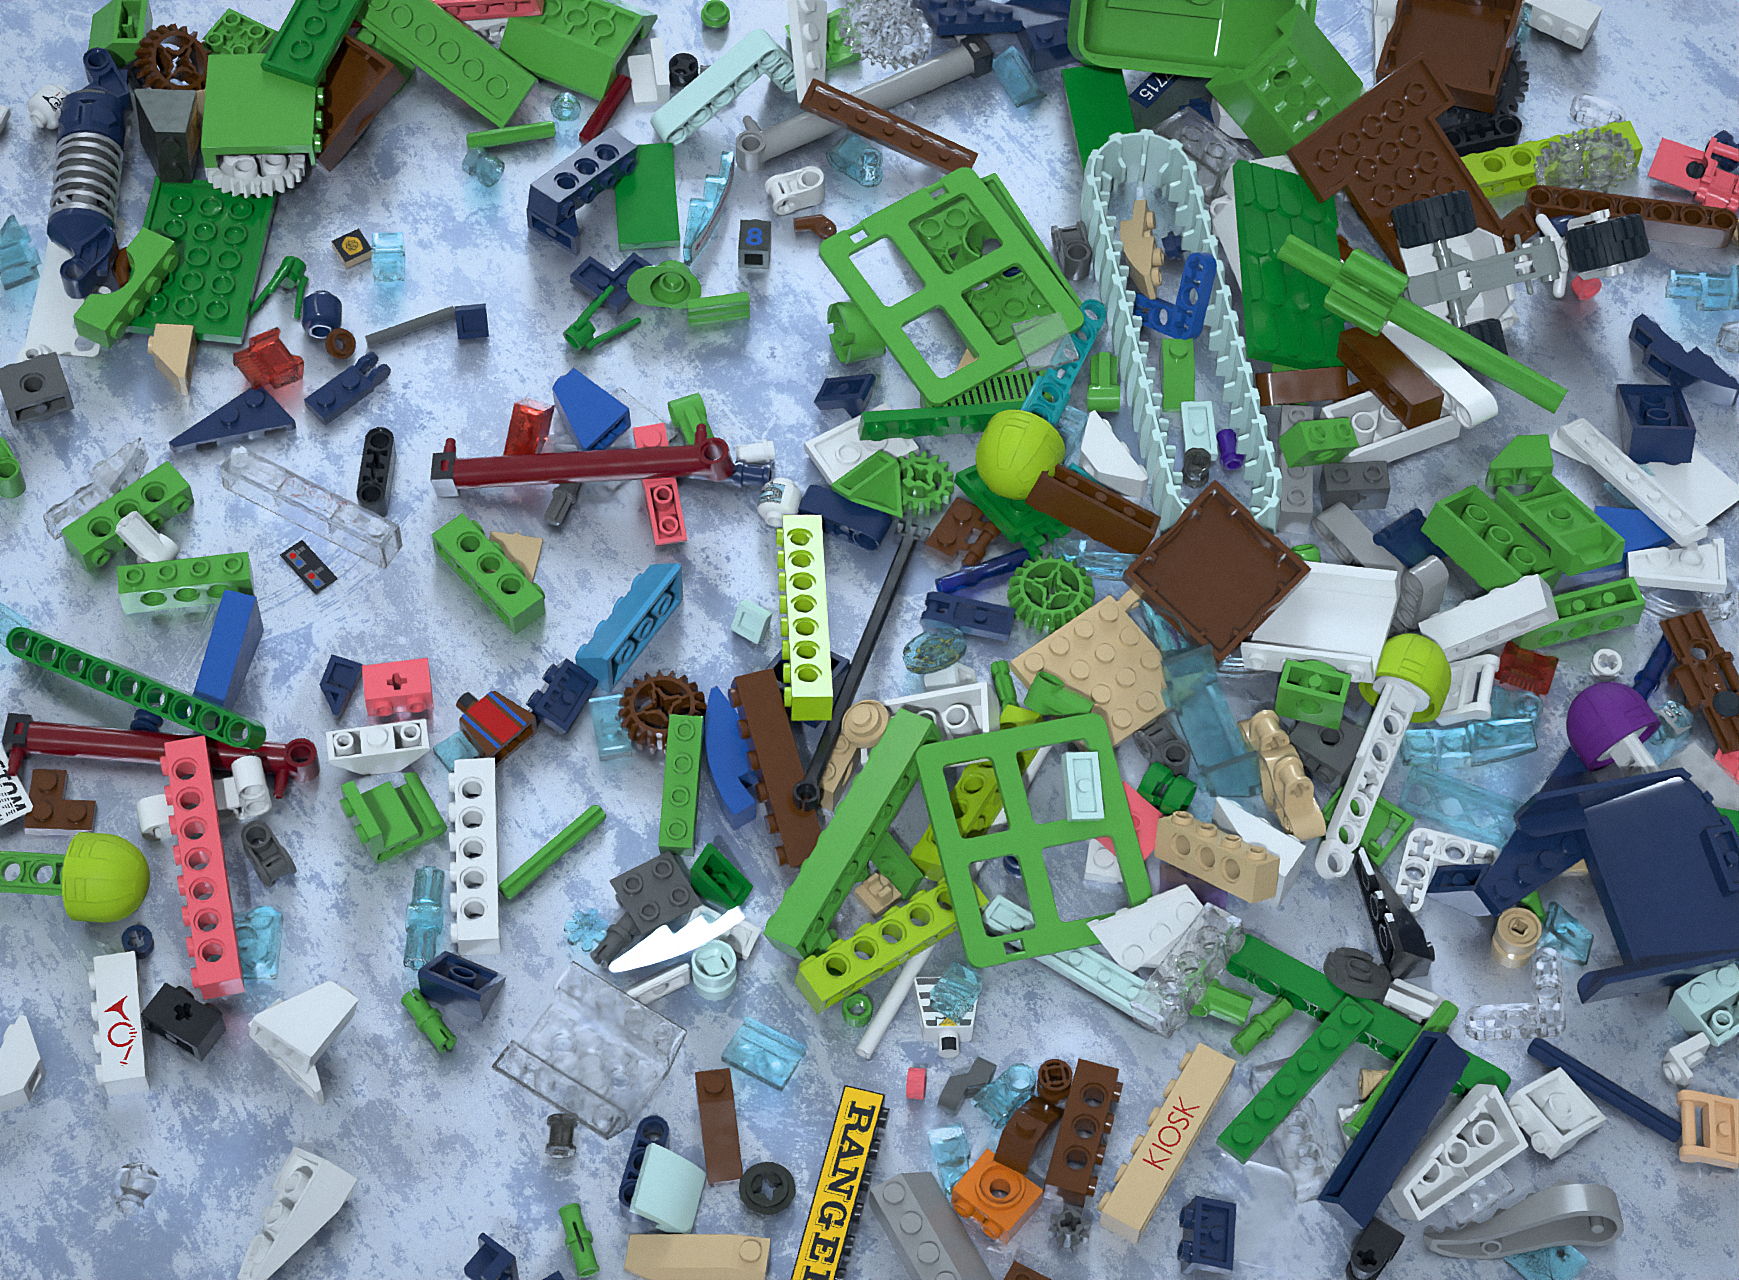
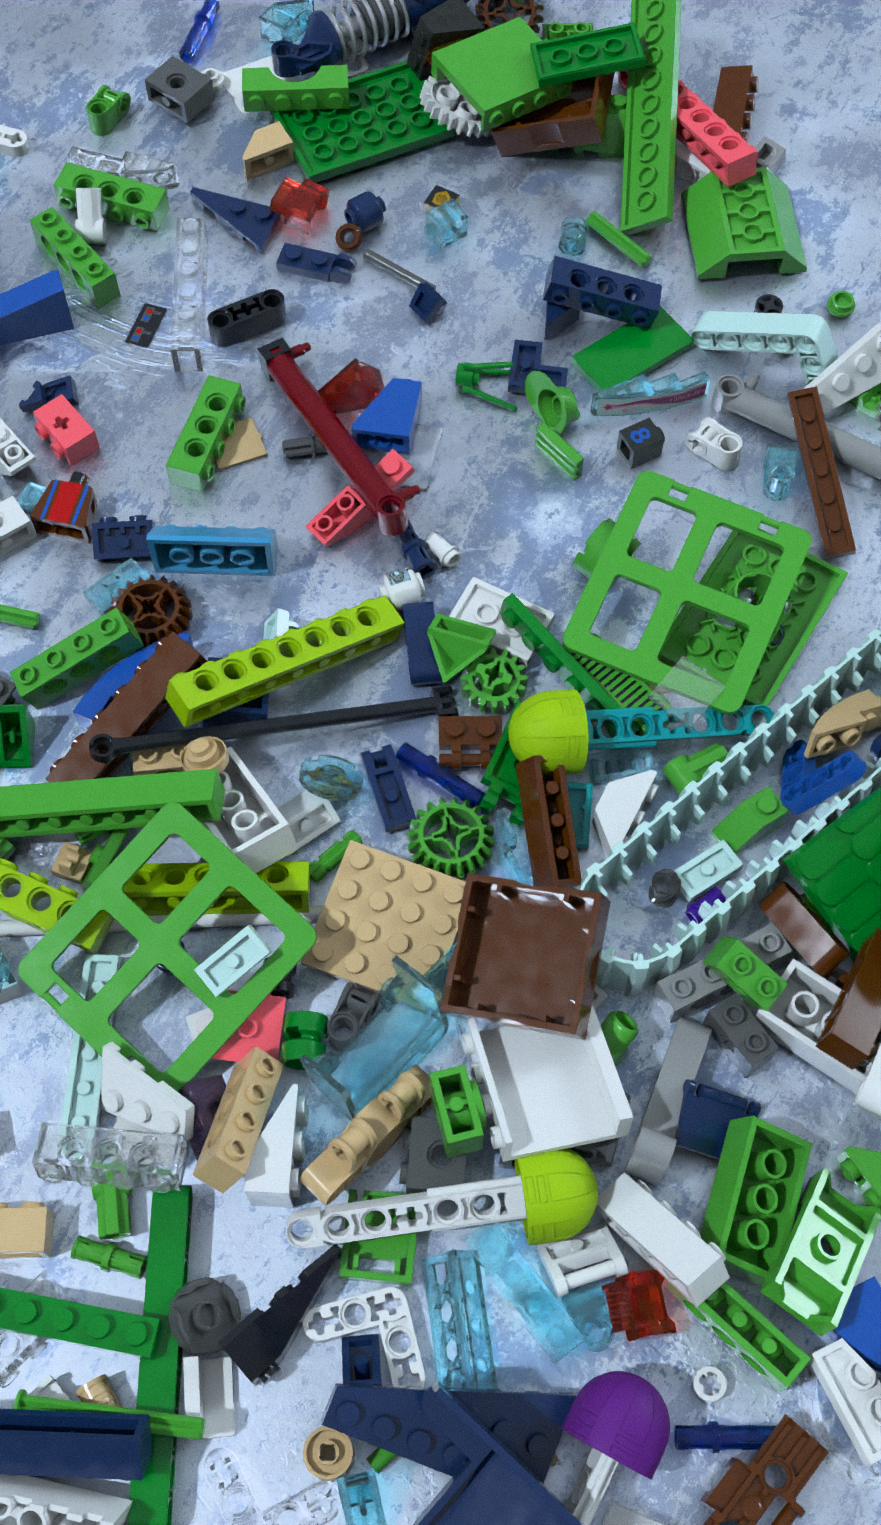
camera: 60 degrees right, 5 degrees up
(288, 275) = (387, 175): green plant -> none
(562, 102) = (670, 257): clear light blue plate -> none
(605, 109) = (694, 283): dark red axle -> none
(649, 76) = (745, 293): white panel -> none
(687, 414) = (442, 486): bright green piece -> none
(816, 224) = (696, 475): reddish brown arm -> none
(846, 392) = (541, 583): dark blue slope -> none
(1050, 696) = (325, 889): bright green piece -> none
(1072, 250) = (814, 667): dark grey piece -> none
(1675, 725) = (674, 1488): clear light blue head -> none

